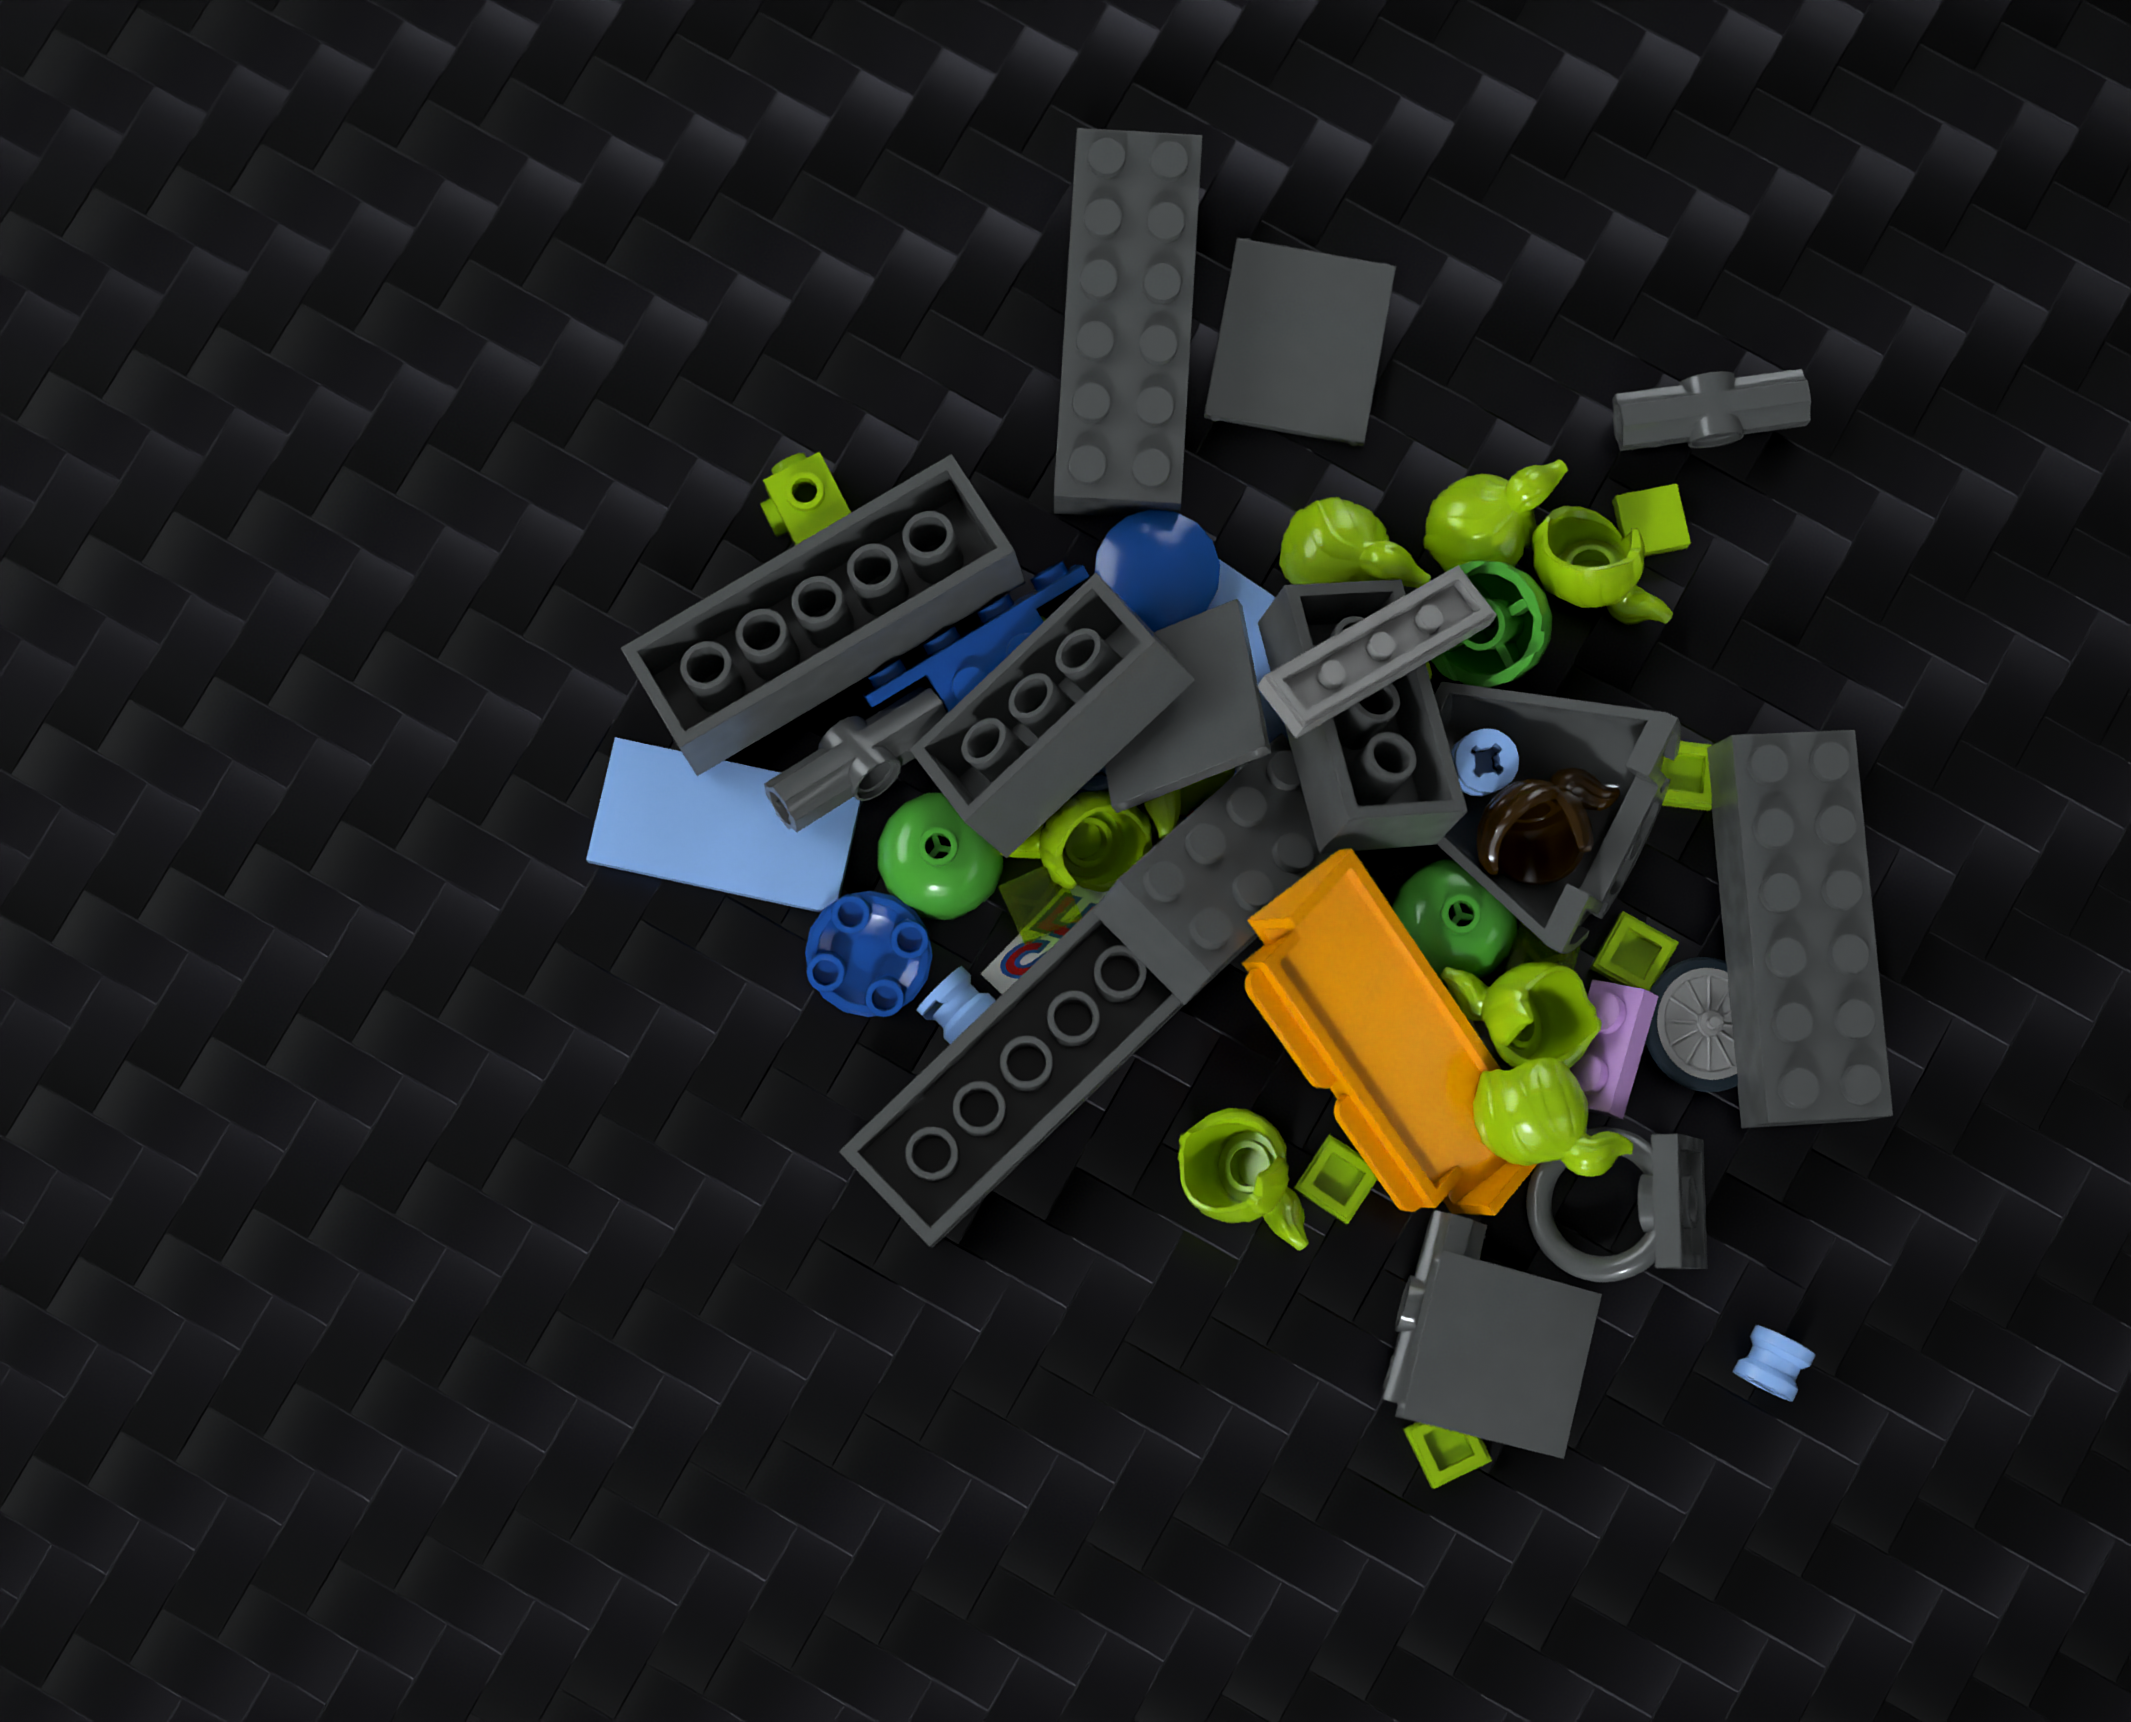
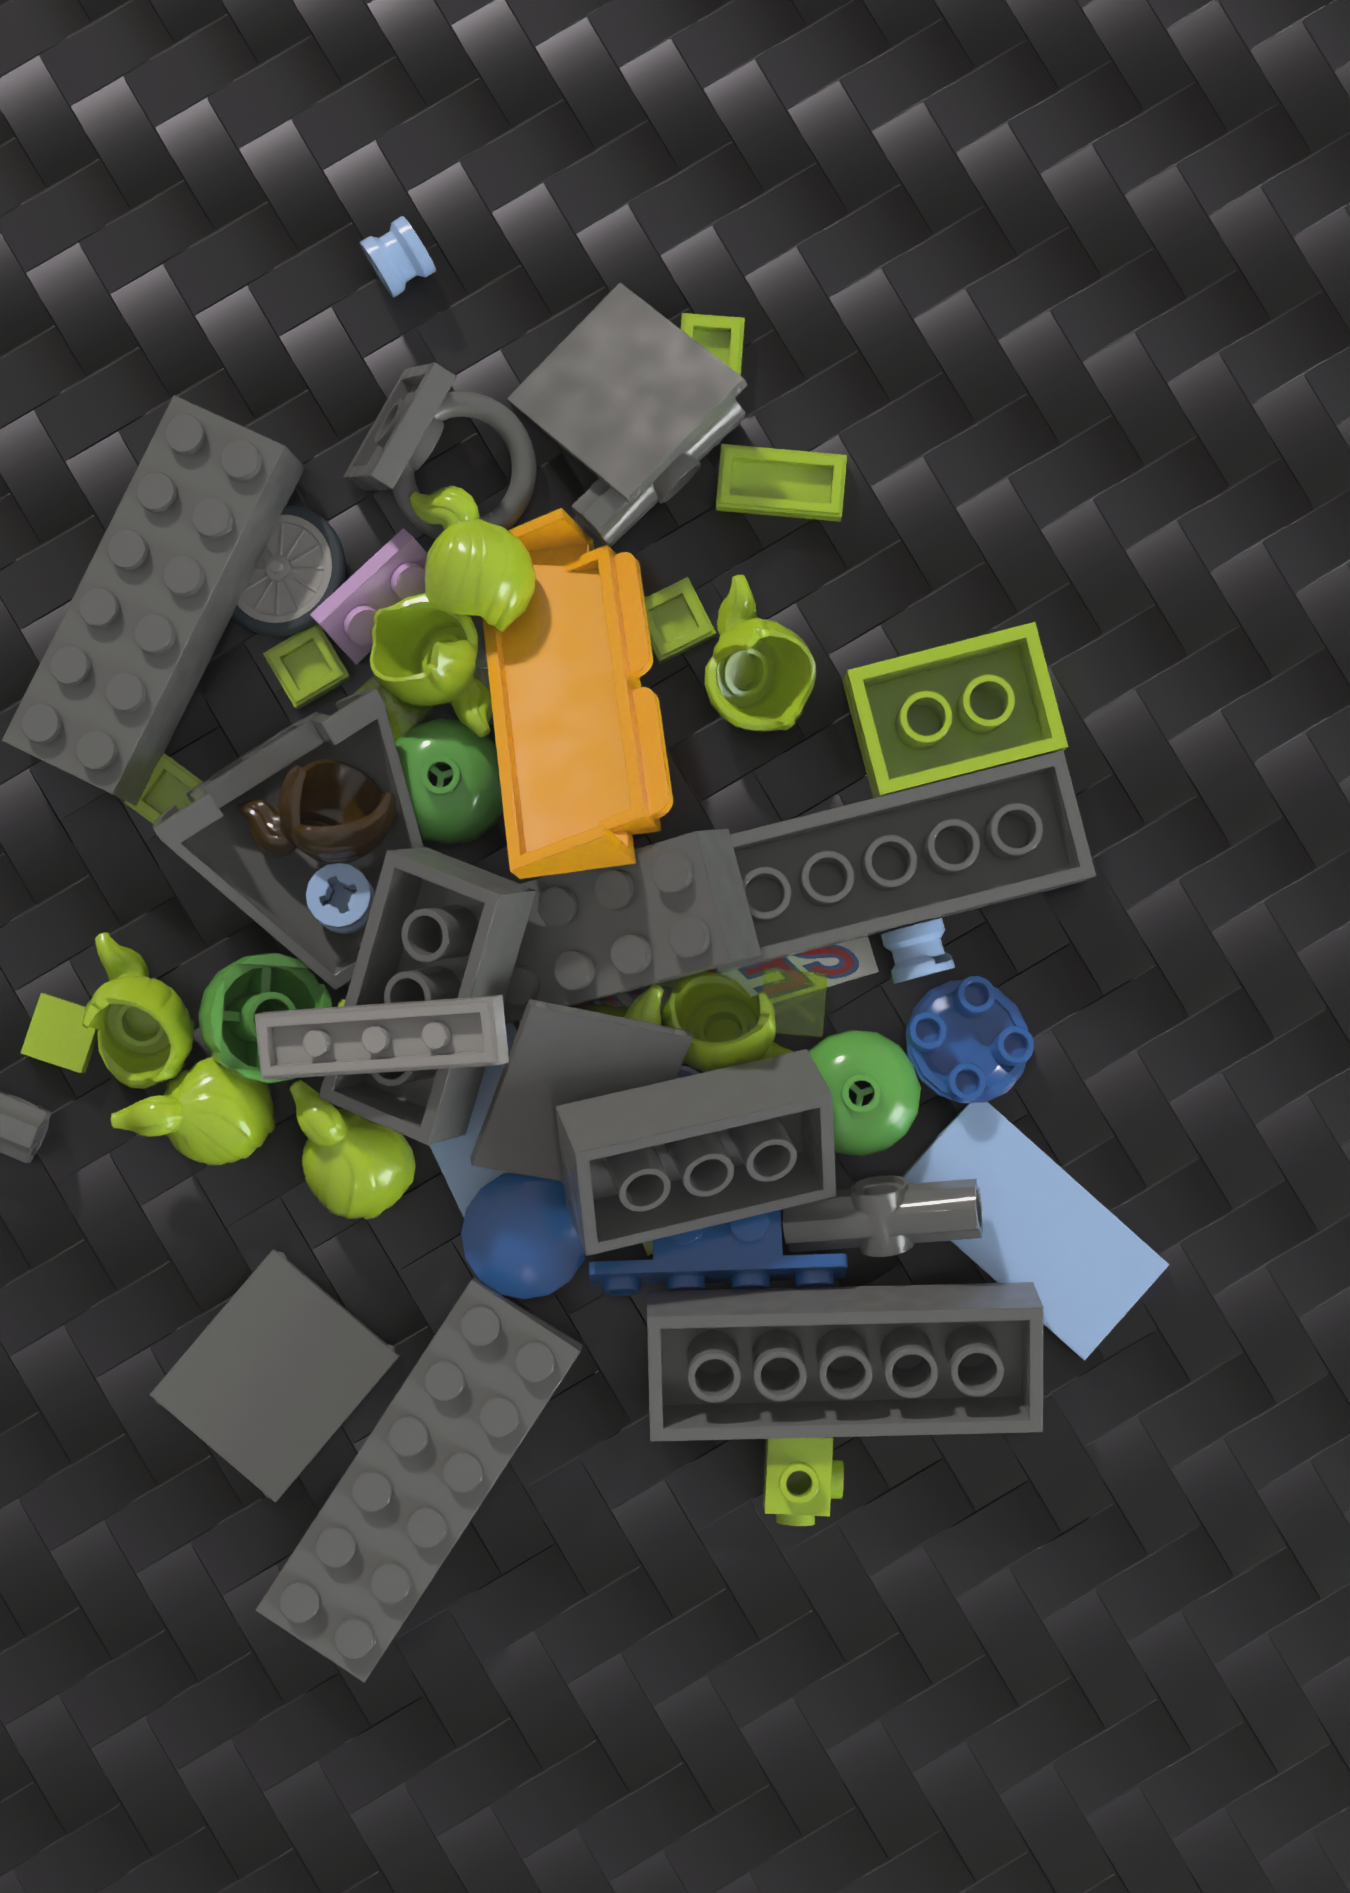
camera: 155 degrees left, 5 degrees up
(1043, 1230) = (954, 710): none -> lime brick
(1314, 1358) = (781, 482): none -> lime tile

